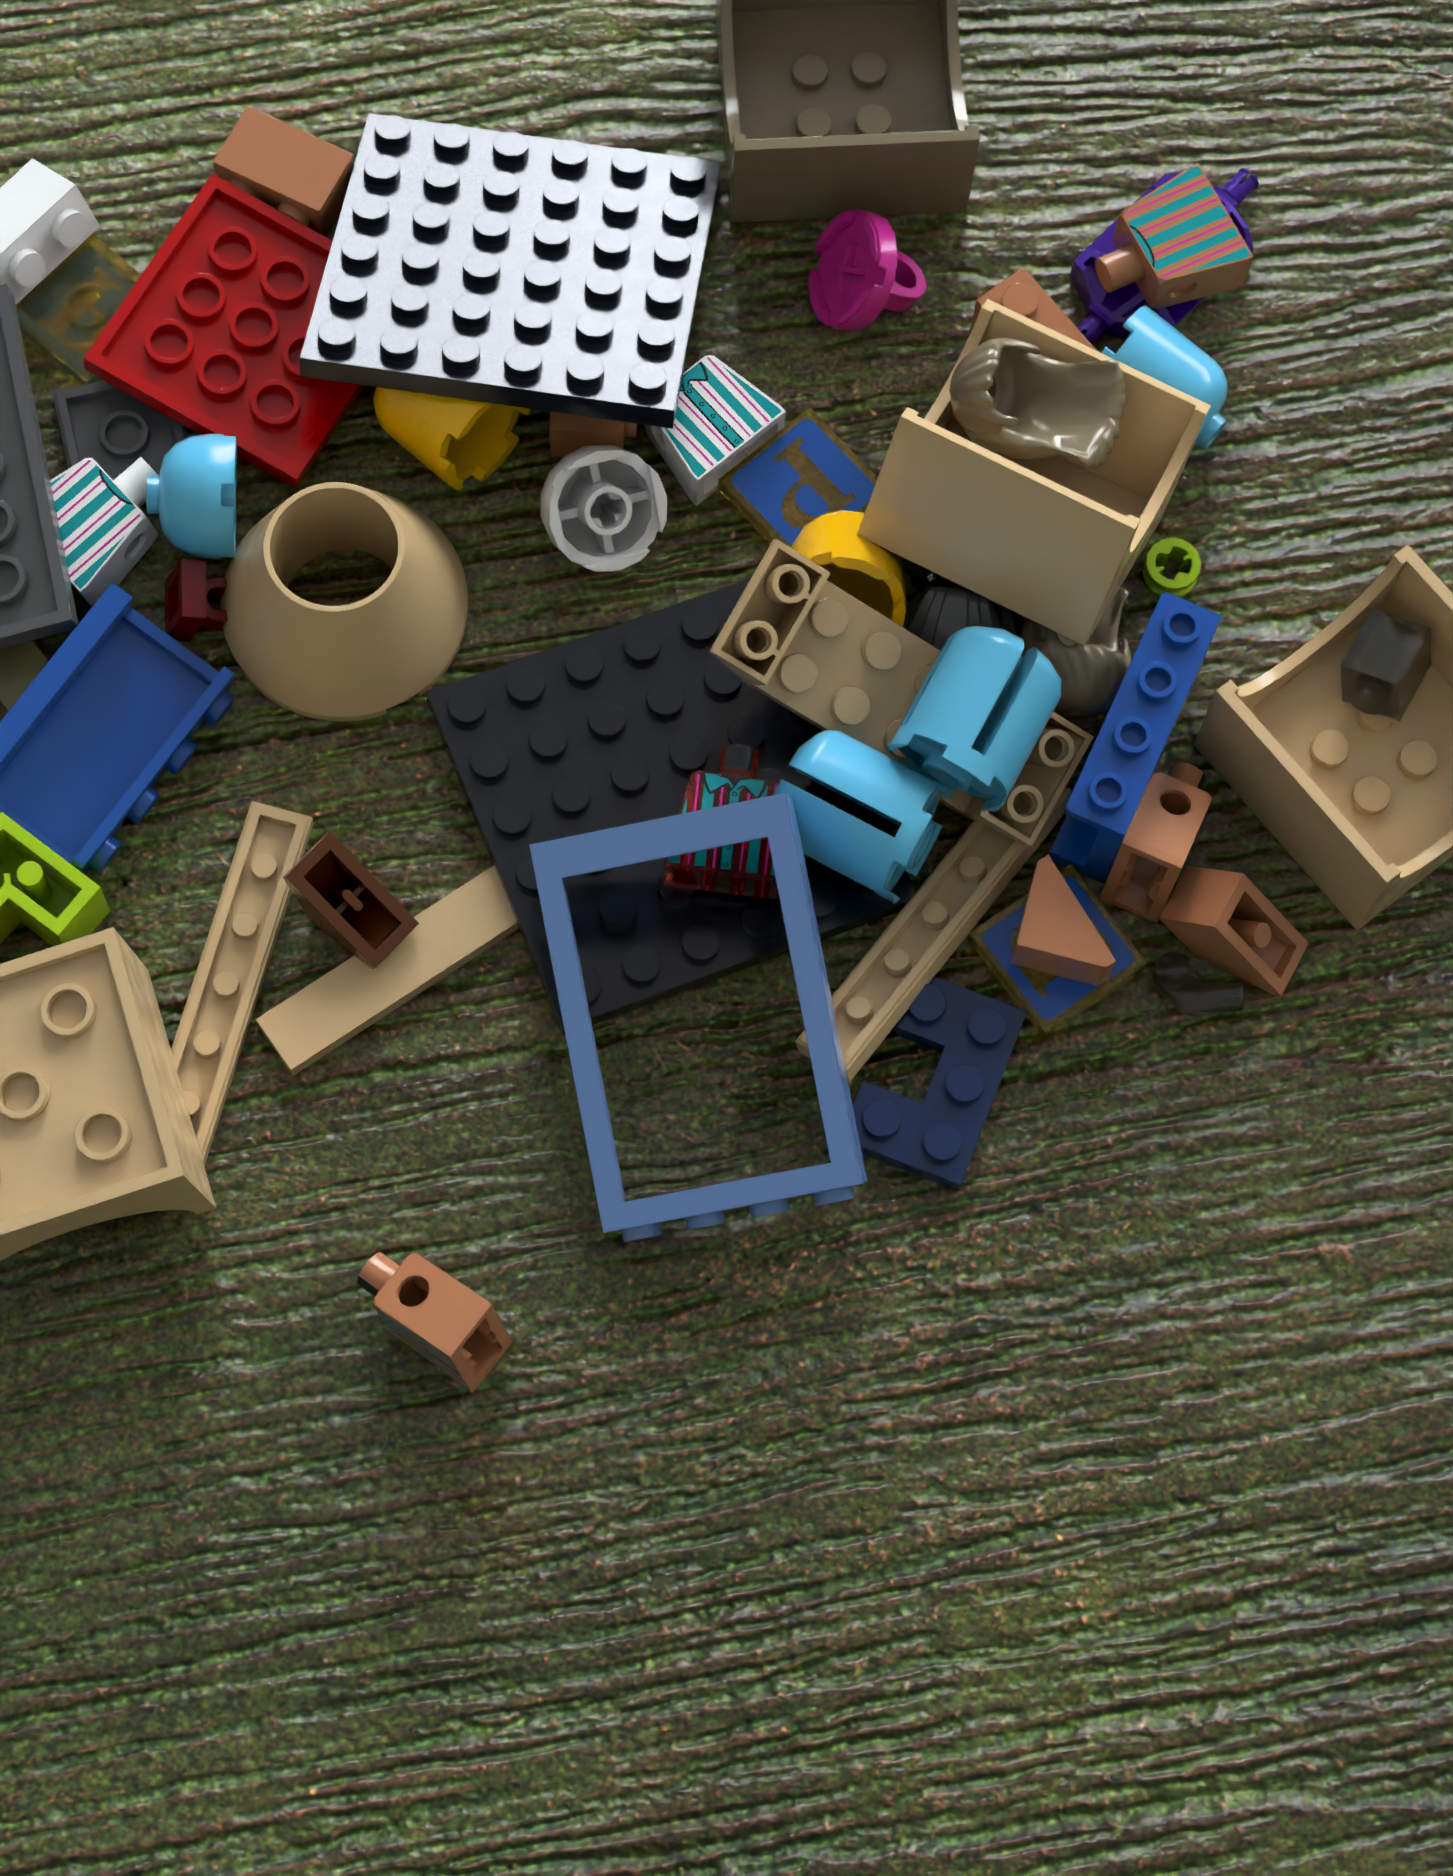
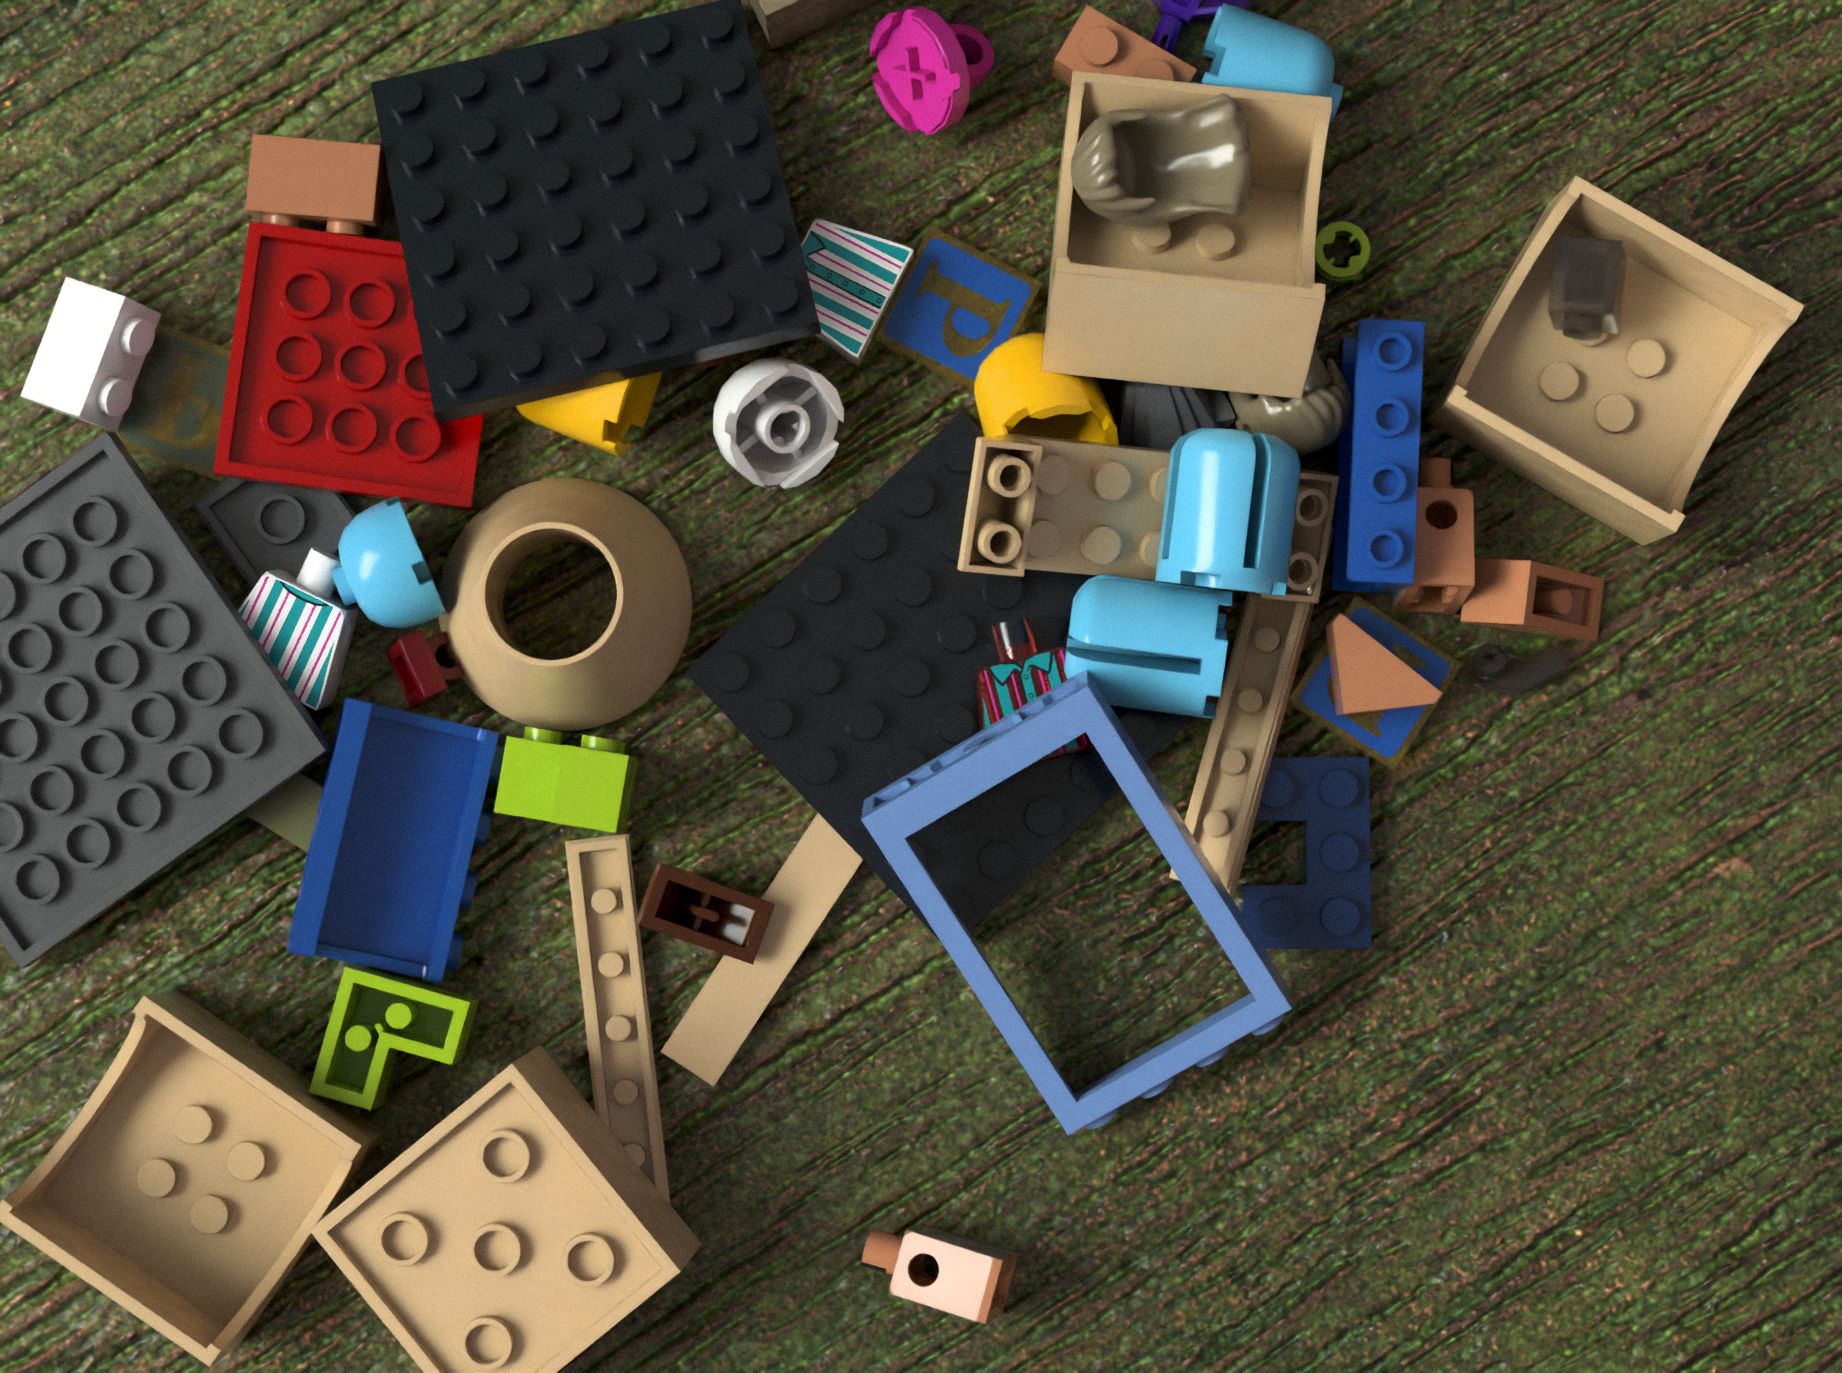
camera: 20 degrees left, 15 degrees up
(279, 744) = (567, 783): none -> lime brick

